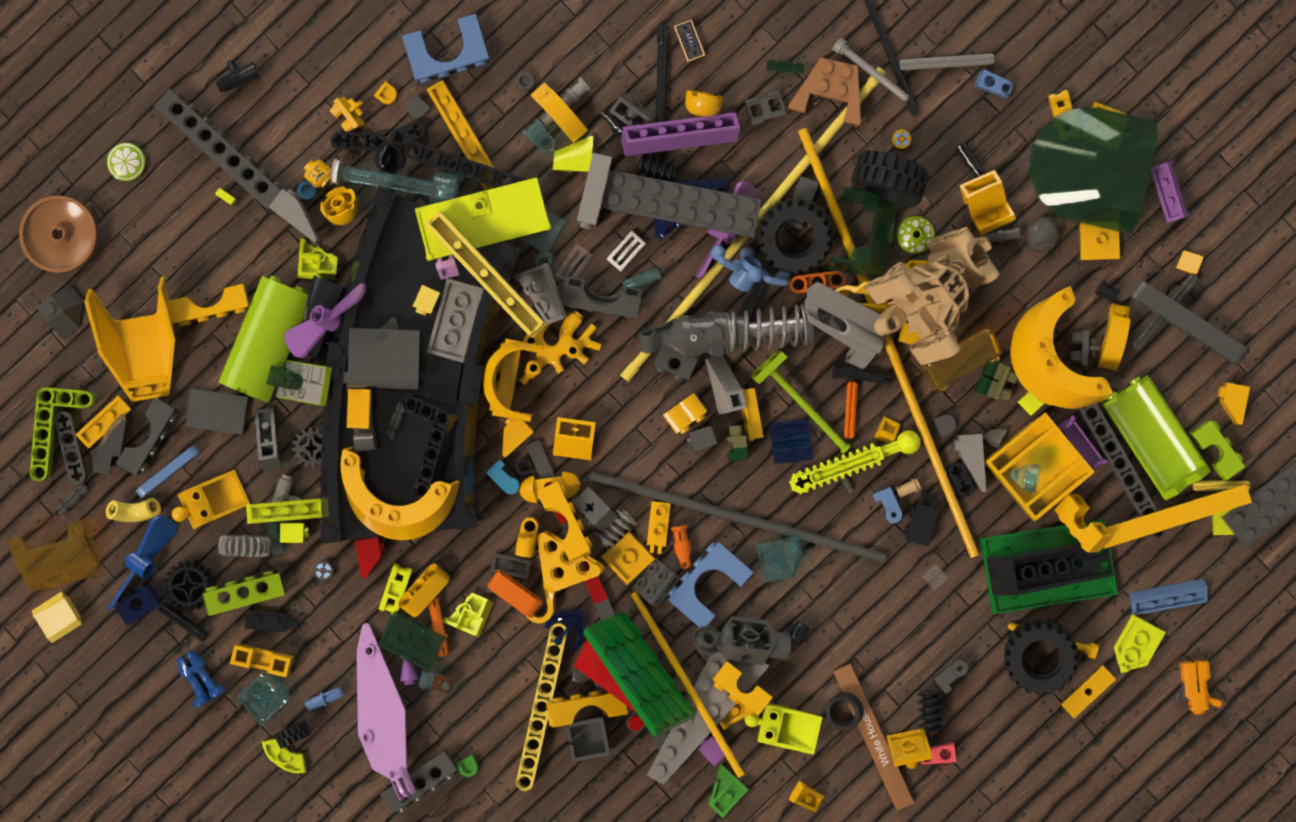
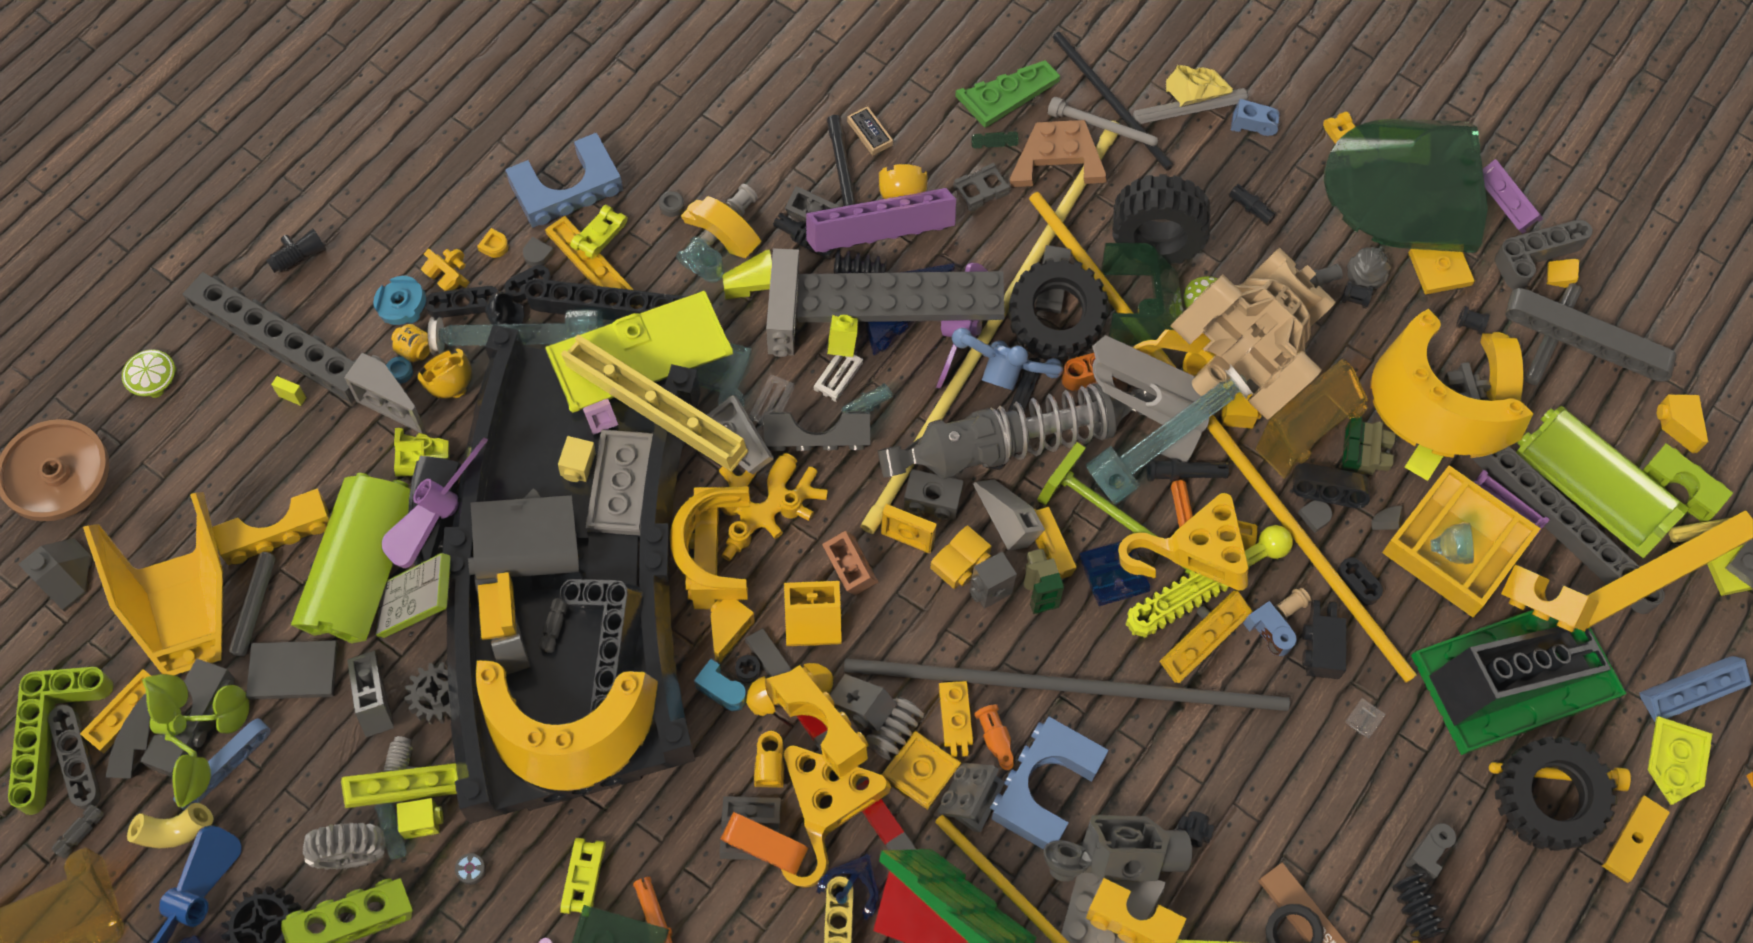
camera: 15 degrees left, 25 degrees down
(136, 443) = (164, 699): none -> lime plant
(192, 358) = (252, 604): none -> dark grey axle
(214, 498) = (288, 794): yellow slope -> none
(284, 378) = (383, 595): clear green leg -> none
(307, 125) = (406, 311): none -> dark azure plate
(369, 553) = (537, 829): red slope -> none
(424, 590) = (626, 867): yellow beam -> none
(466, 100) = (599, 232): none -> neon yellow plate
(471, 614) = (703, 894): neon yellow slope -> none
(606, 406) = (850, 563): none -> nougat brick
(633, 227) = (842, 335): none -> neon yellow brick
(651, 389) = (908, 528): none -> yellow tile
(779, 558) = (1139, 727): clear light blue slope -> none
(799, 26) = (999, 97): none -> bright green wing
(807, 374) = (1110, 462): none -> clear light blue piece
(842, 501) = (1206, 636): none -> yellow tile
(855, 428) = (1205, 544): none -> yellow piece
(956, 46) = (1196, 85): none -> light yellow slope
(960, 407) = (1331, 485): none -> black beam
(972, 455) = (1365, 542): light grey slope -> none
(987, 202) = (1288, 230): yellow piece -> none
(1026, 254) = (1357, 294): none -> black bush
(1182, 241) = (1519, 253): none -> dark grey beam

